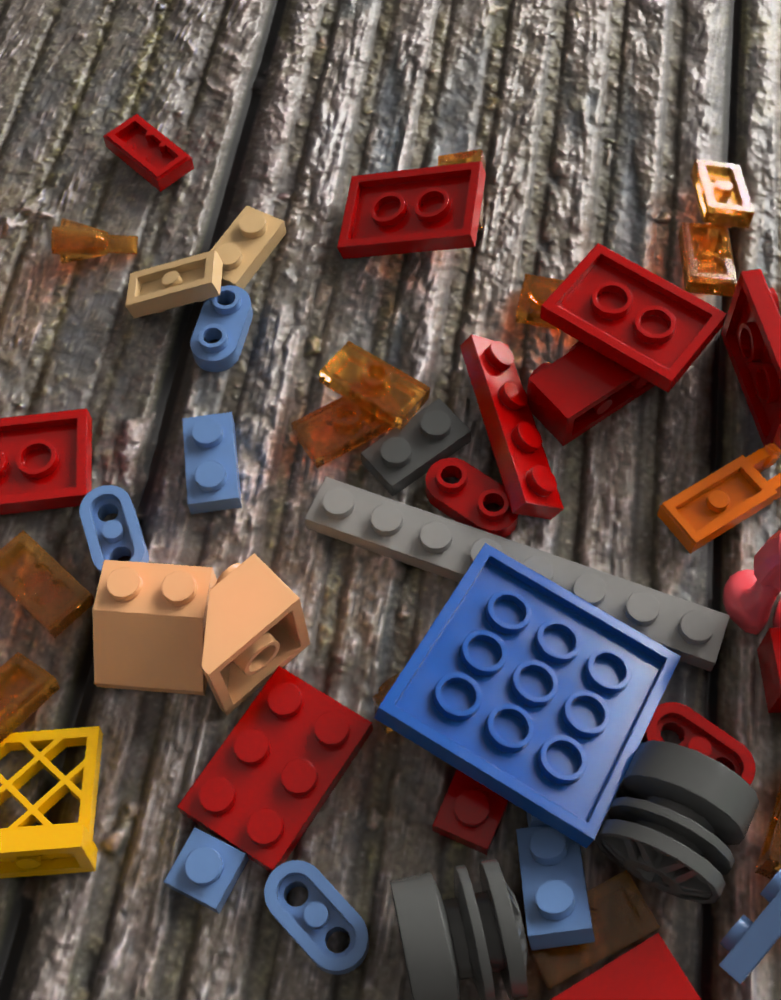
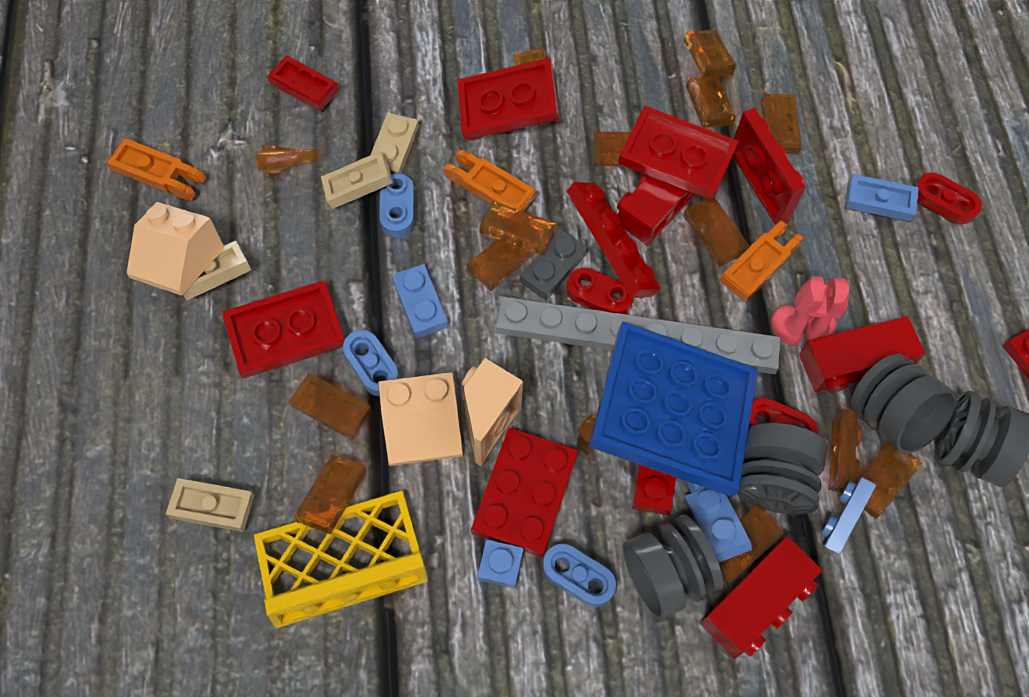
camera: 20 degrees left, 5 degrees up
(358, 318) = (489, 181): none -> orange hinge
(670, 441) = (716, 231): none -> clear orange plate

